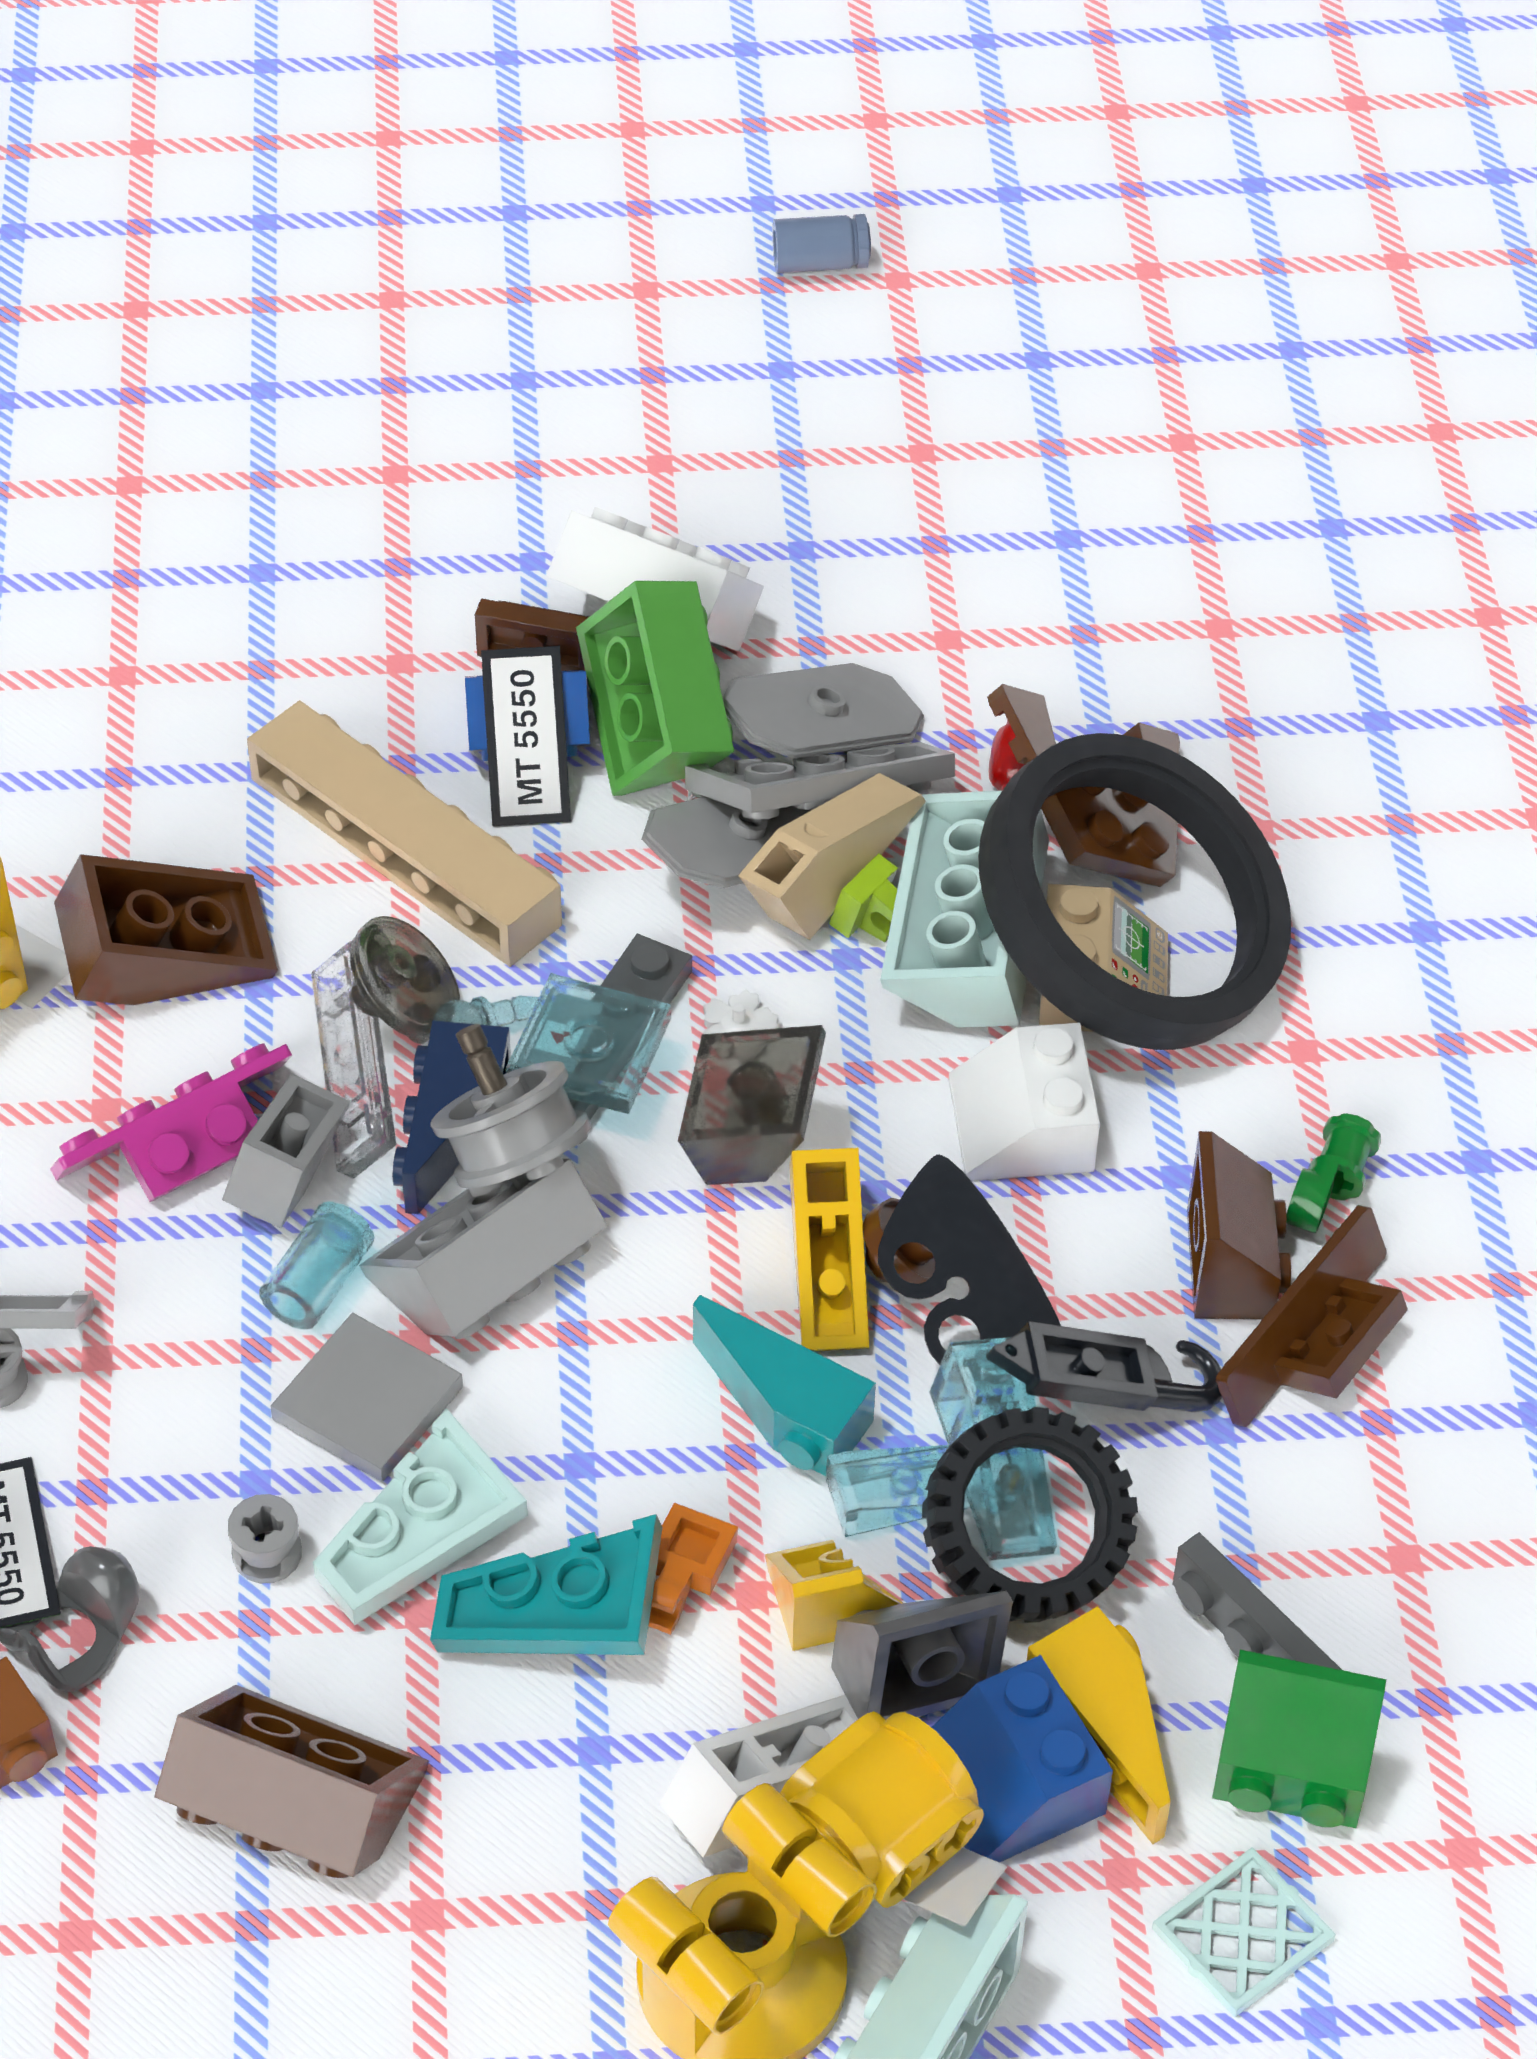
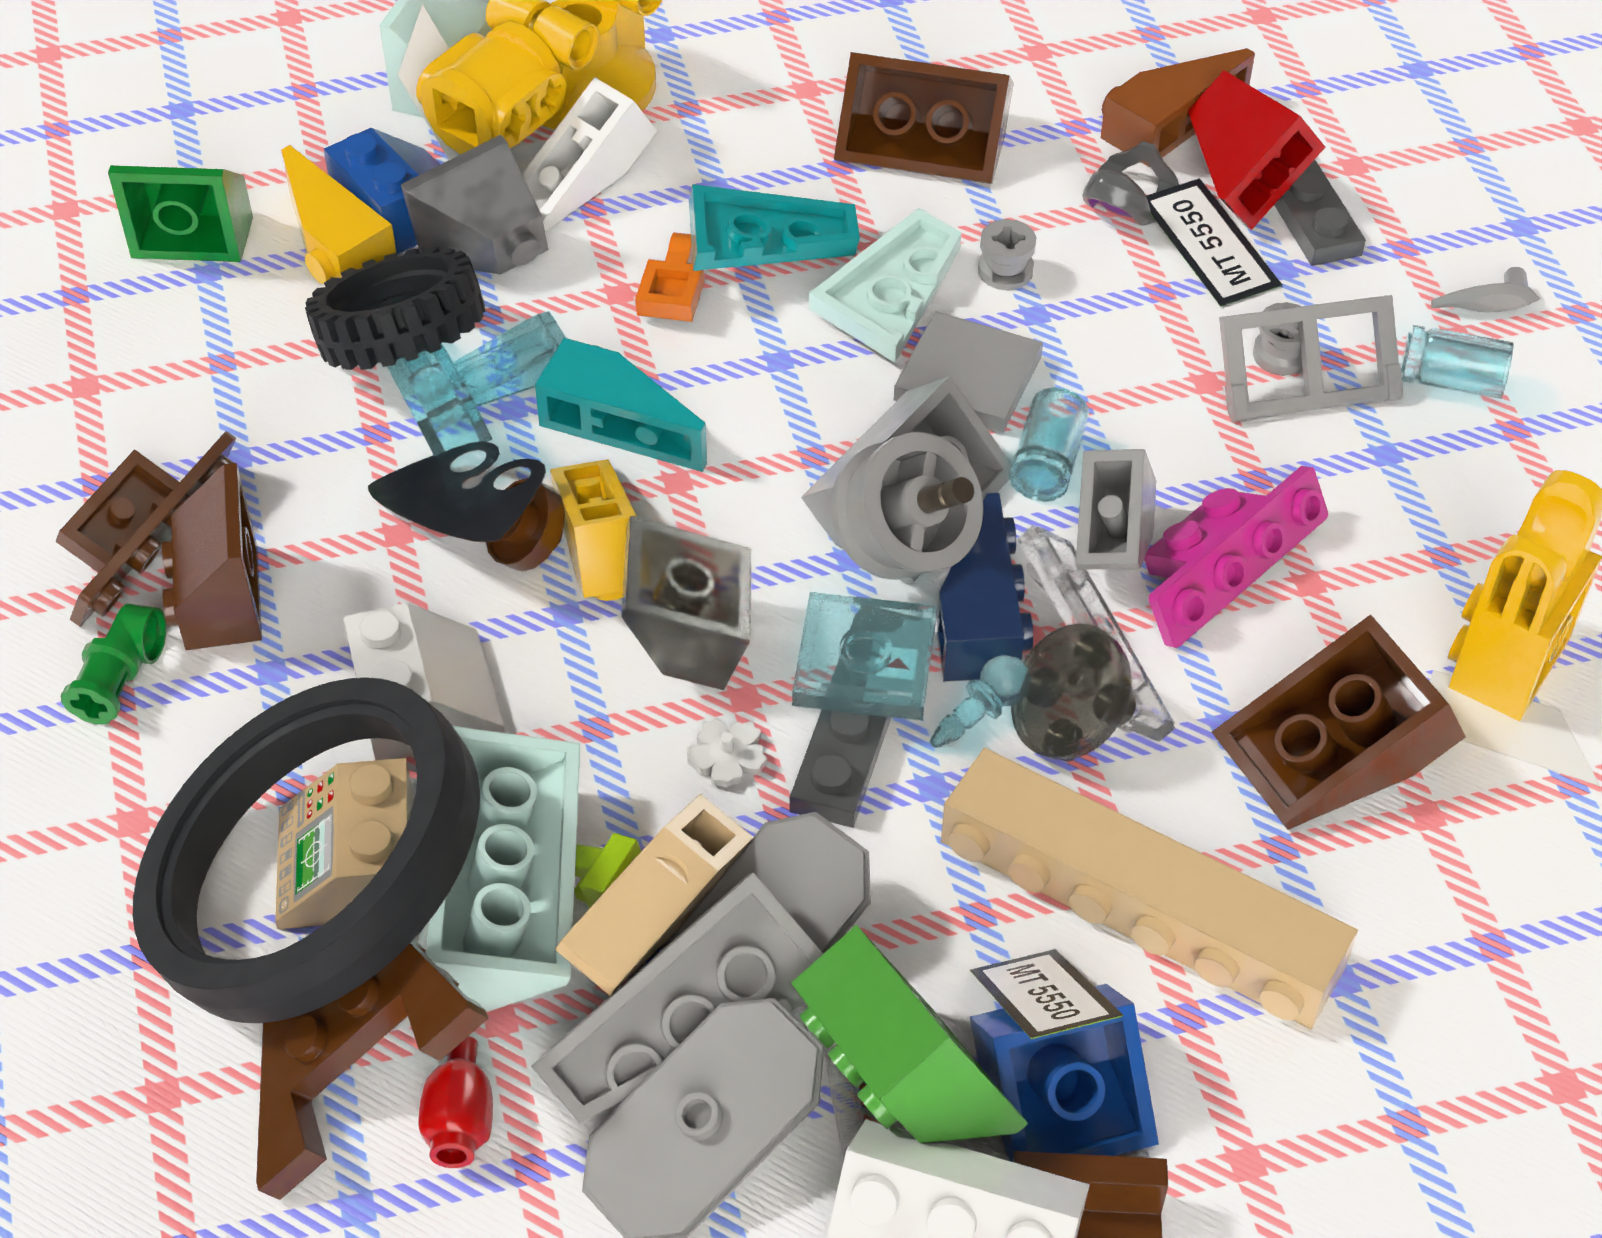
camera: 170 degrees right, 0 degrees up
(819, 1589) = (550, 269): yellow slope -> none
(1103, 1369) = (338, 421): black plate -> none
(1237, 1608) = (211, 291): dark grey plate -> none
(1277, 1971) = (217, 122): light aqua window -> none

